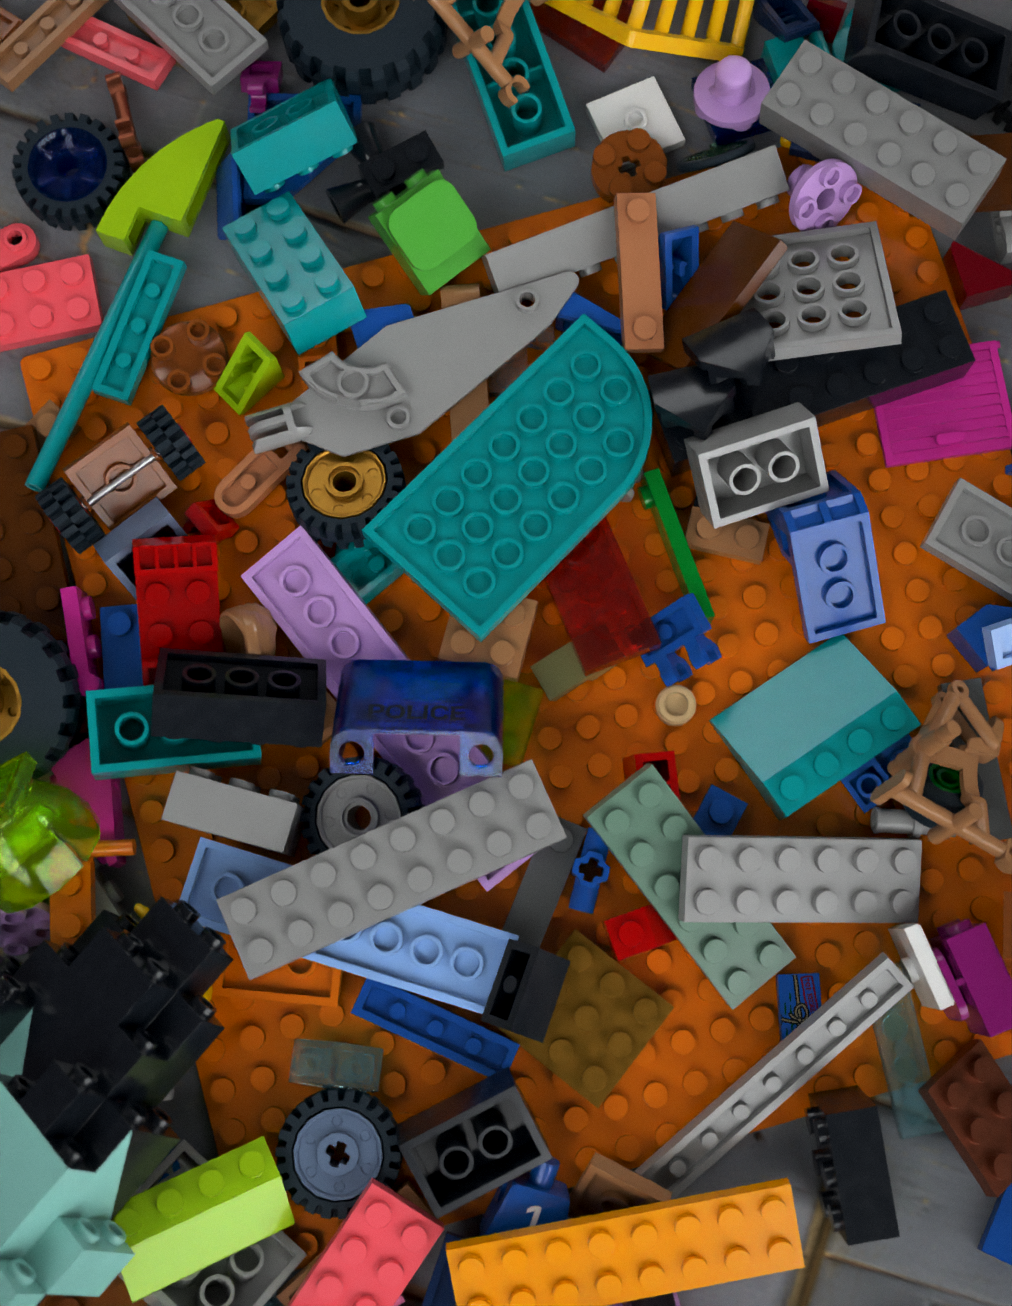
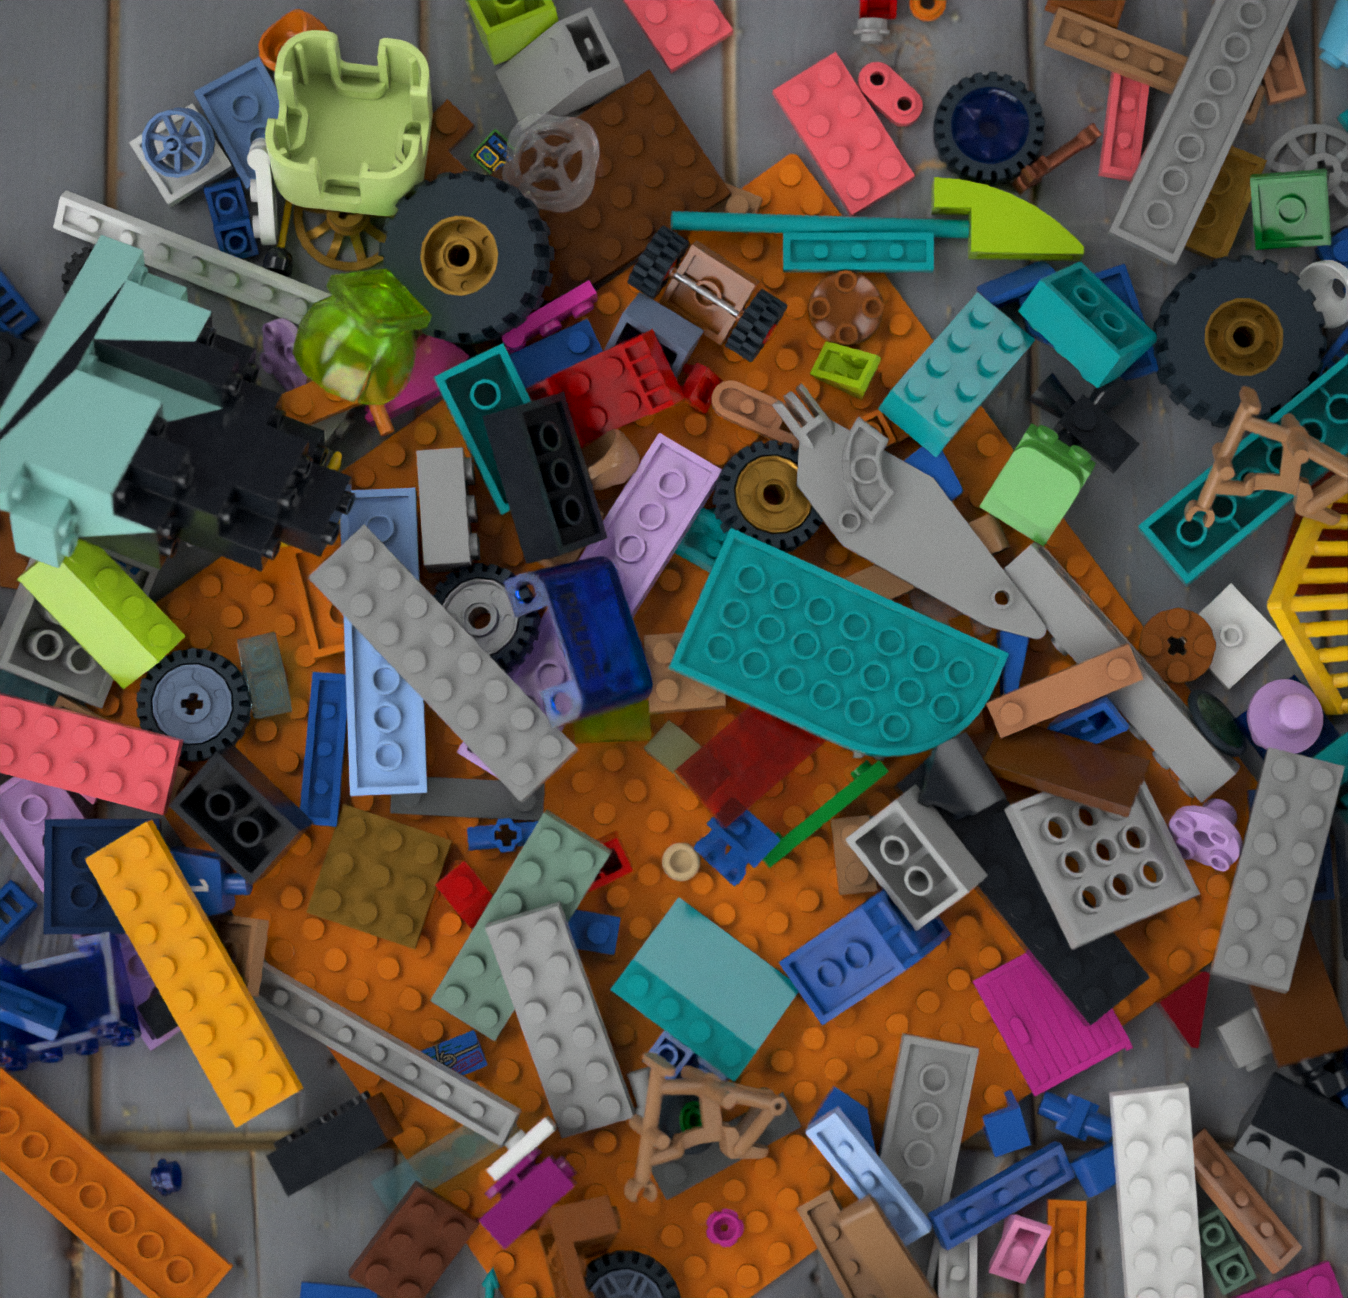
camera: 65 degrees right, 5 degrees up
(260, 79) = (1140, 269): magenta plate -> none
(525, 990) = (381, 813): black brick -> none
(733, 348) = (1012, 799): black slope -> none

